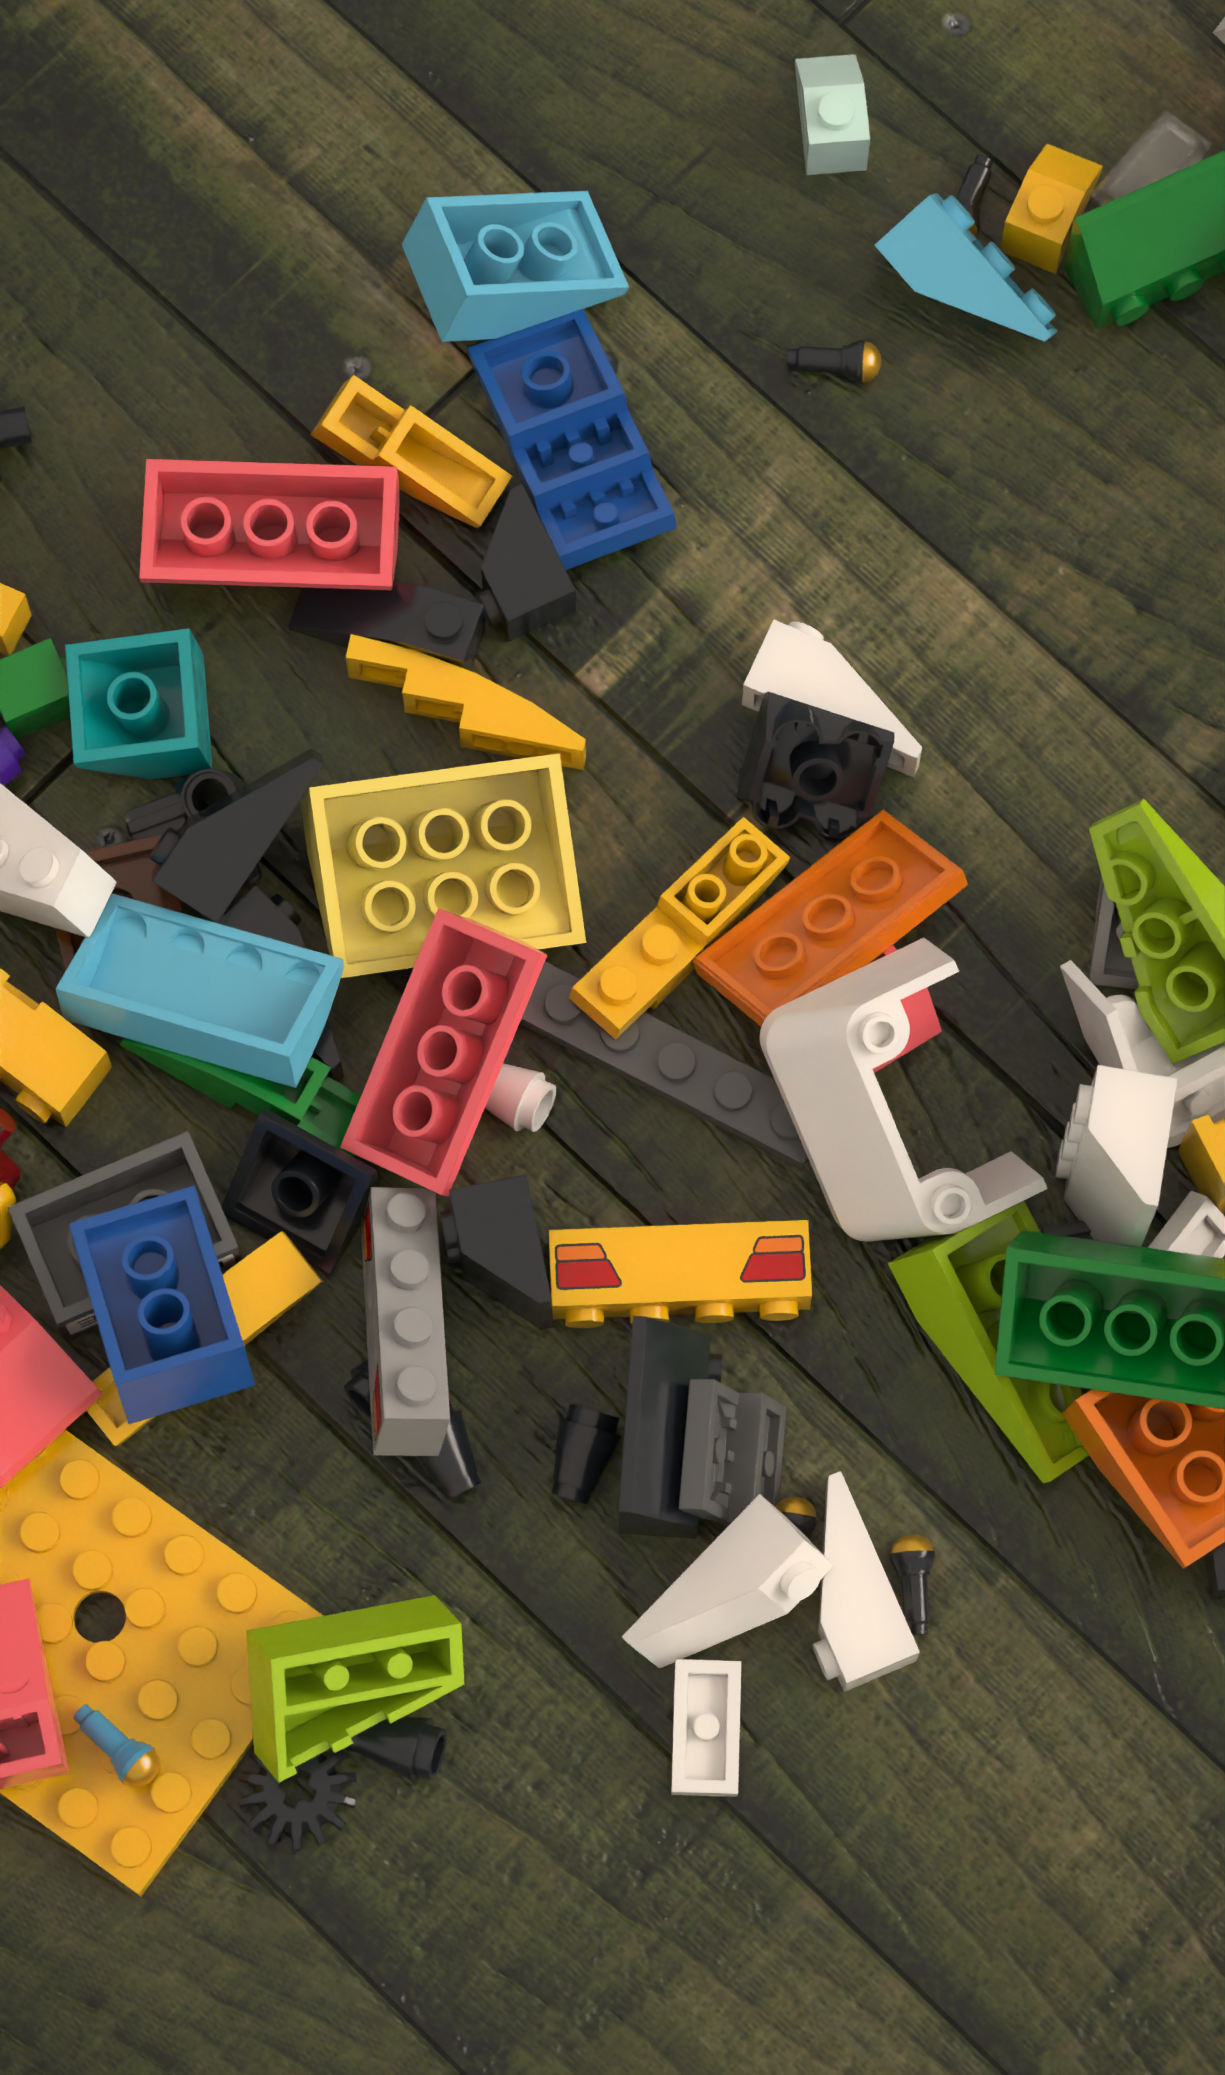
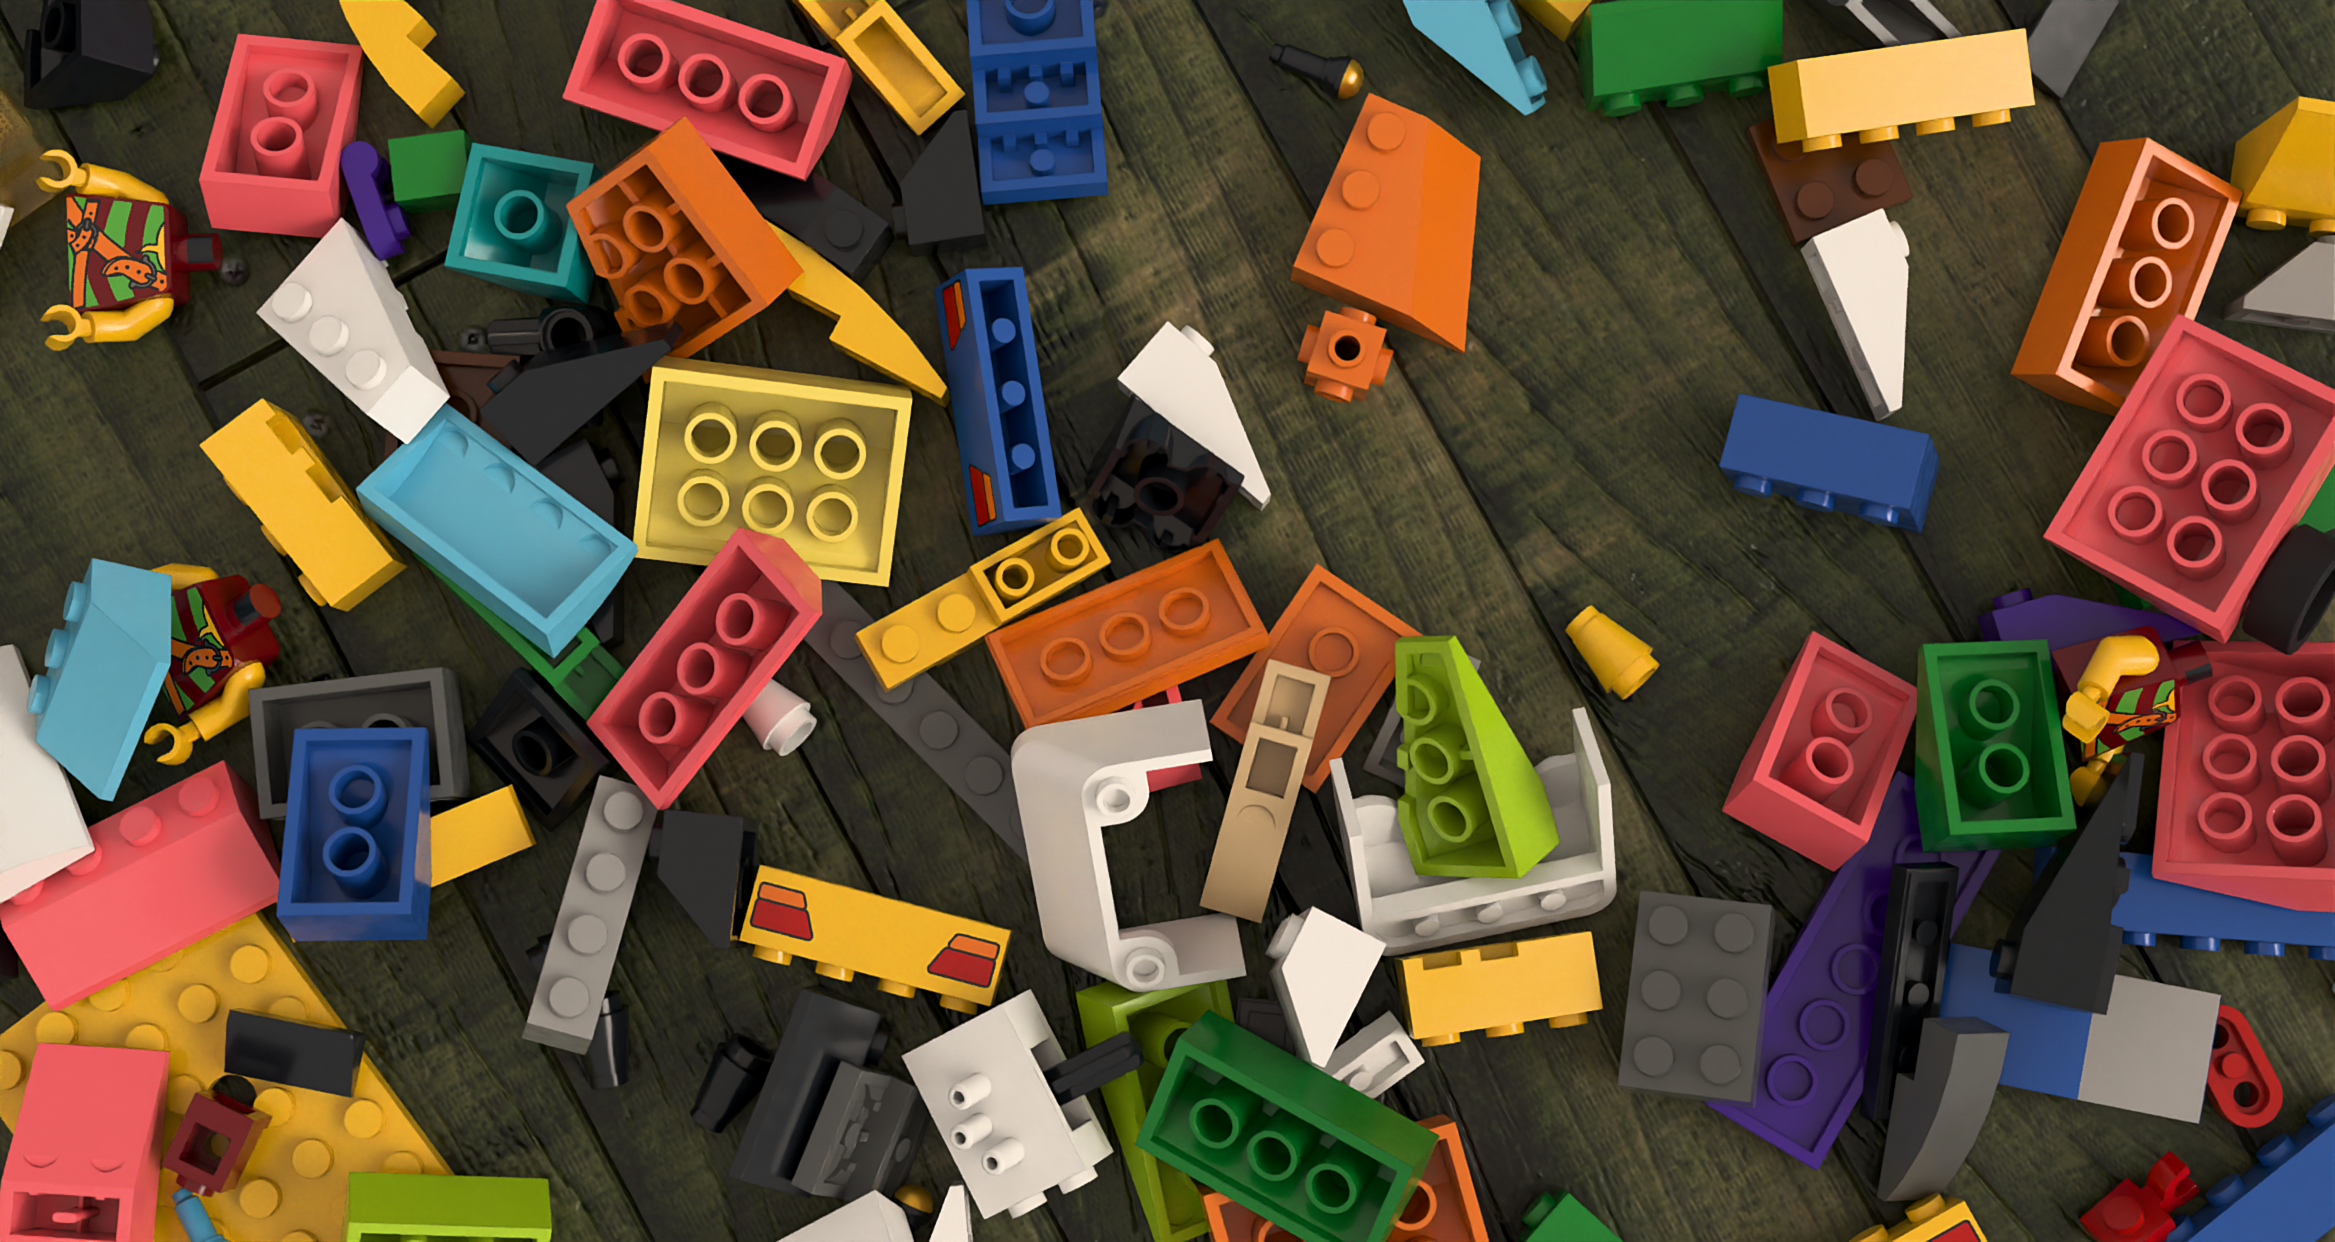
camera: 20 degrees right, 10 degrees up
(98, 1624) = (191, 1148): none -> dark red brick
(151, 1542) = (293, 1051): none -> black slope
(293, 675) = (680, 241): none -> orange wedge
(636, 741) = (997, 401): none -> blue brick
(866, 1380) = (1016, 1103): none -> white piece
(948, 606) = (1338, 378): none -> orange brick
(957, 478) = (1398, 225): none -> orange wedge
(1007, 1022) = (1265, 790): none -> tan slope
(1019, 910) = (1334, 634): none -> orange plate

